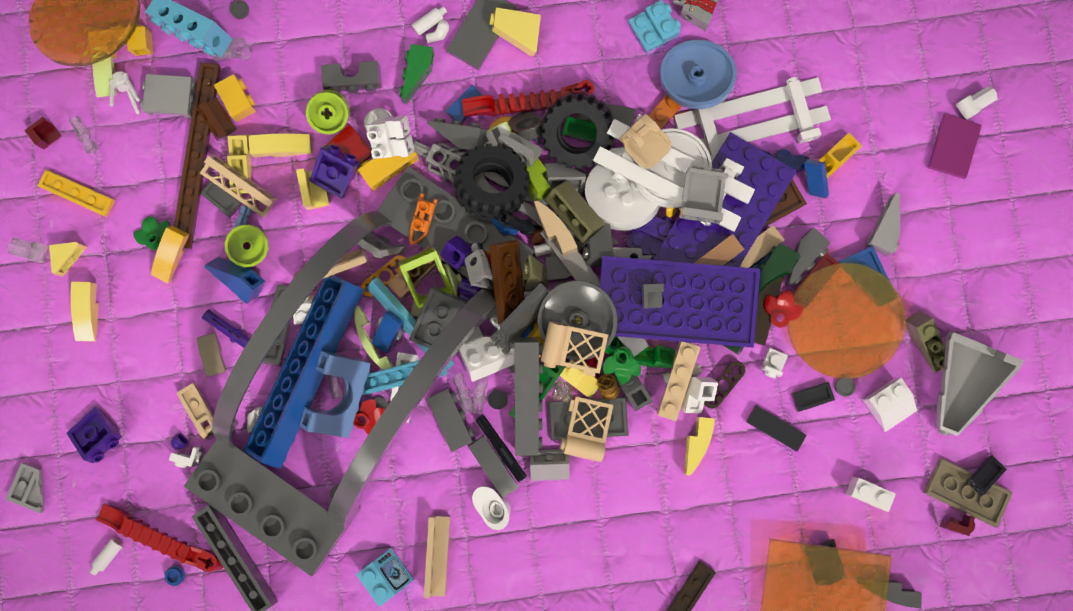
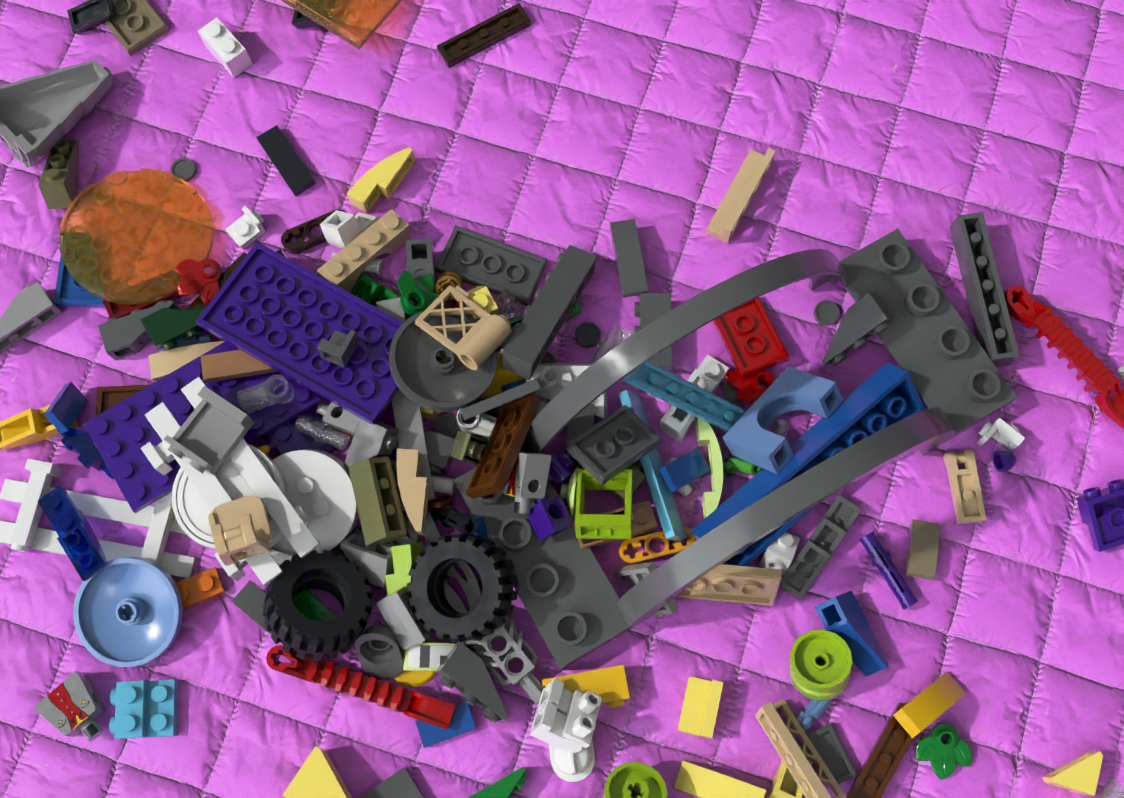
camera: 155 degrees left, 10 degrees down
(84, 310) = (1073, 685): light yellow slope -> none
(174, 575) = (1065, 307): blue plate -> none
(308, 490) = (860, 321): none -> dark grey slope
(334, 170) = (660, 712): dark purple plate -> none
(350, 142) = (632, 736): red tile -> none
(359, 352) = (736, 464): none -> bright green arm
(385, 577) = (811, 197): medium azure slope -> none
(397, 458) = (751, 338): none -> red tile
(418, 223) = (580, 578): orange piece -> none
(491, 507) = (651, 212): white piece -> none
(501, 448) = (610, 278): black axle -> none
(549, 465) = (559, 232): light grey panel -> none
(584, 445) = (514, 237): tan piece -> none
(638, 242) = (322, 432): none -> clear pin
(687, 243) = (264, 395): none -> clear piece
(759, 104) = (74, 533): none -> clear blue slope
(813, 396) = (224, 175): black tile -> none
(891, 403) = (144, 130): white slope -> none

